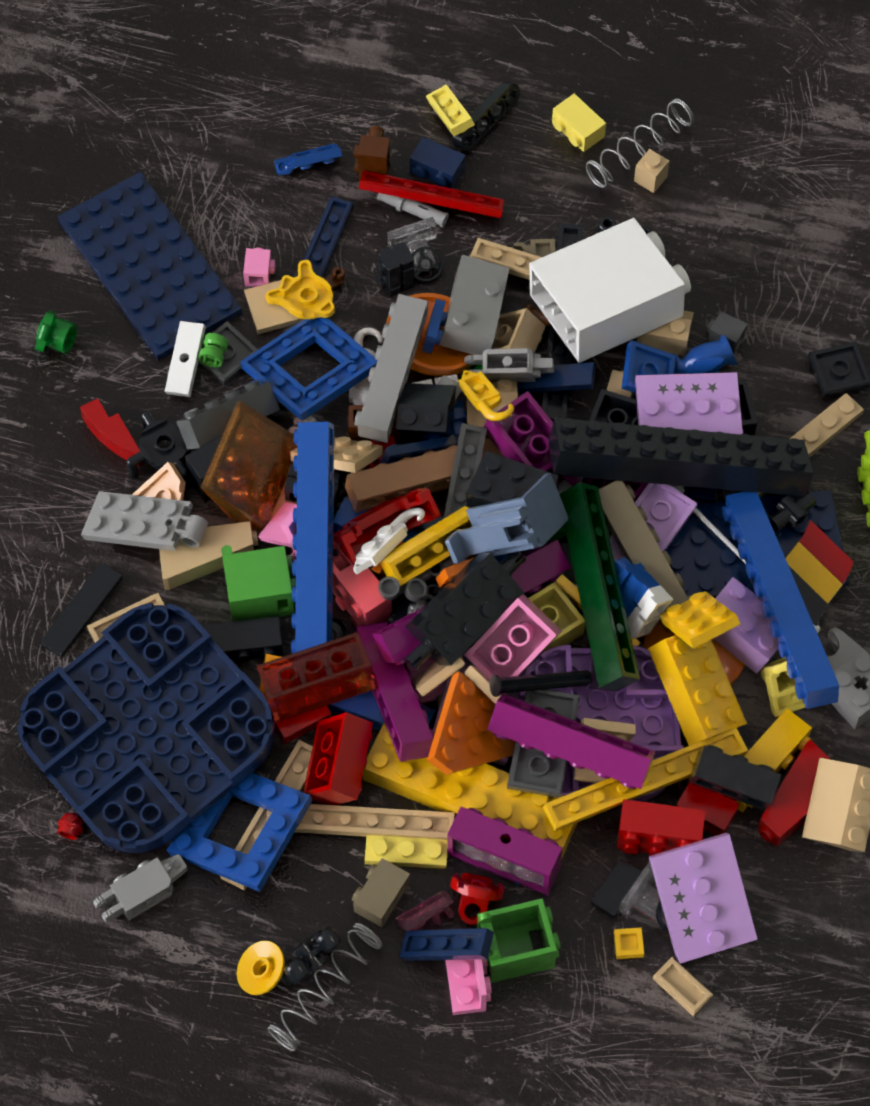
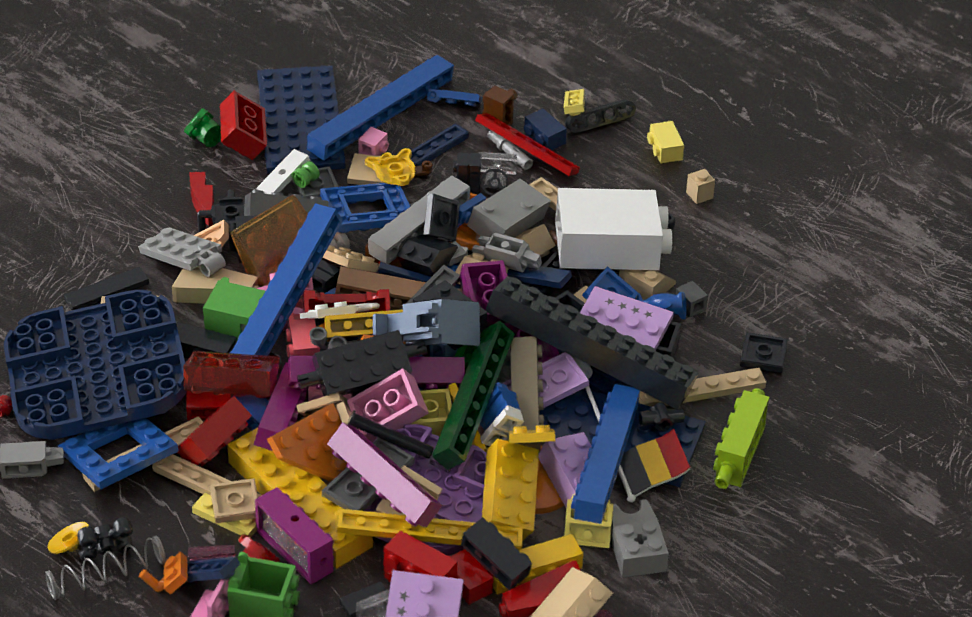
camera: 25 degrees right, 20 degrees down
(100, 311) = (243, 125): none -> red brick
(237, 215) = (379, 107): none -> blue brick
(381, 892) = (189, 529): dark tan brick -> none
(405, 958) = (174, 574): none -> orange plate
(410, 834) = (234, 500): none -> tan tile
(422, 358) = (441, 217): none -> black plate
(483, 395) = (470, 254): yellow plate -> none
(602, 169) = (661, 169): light grey piece -> none

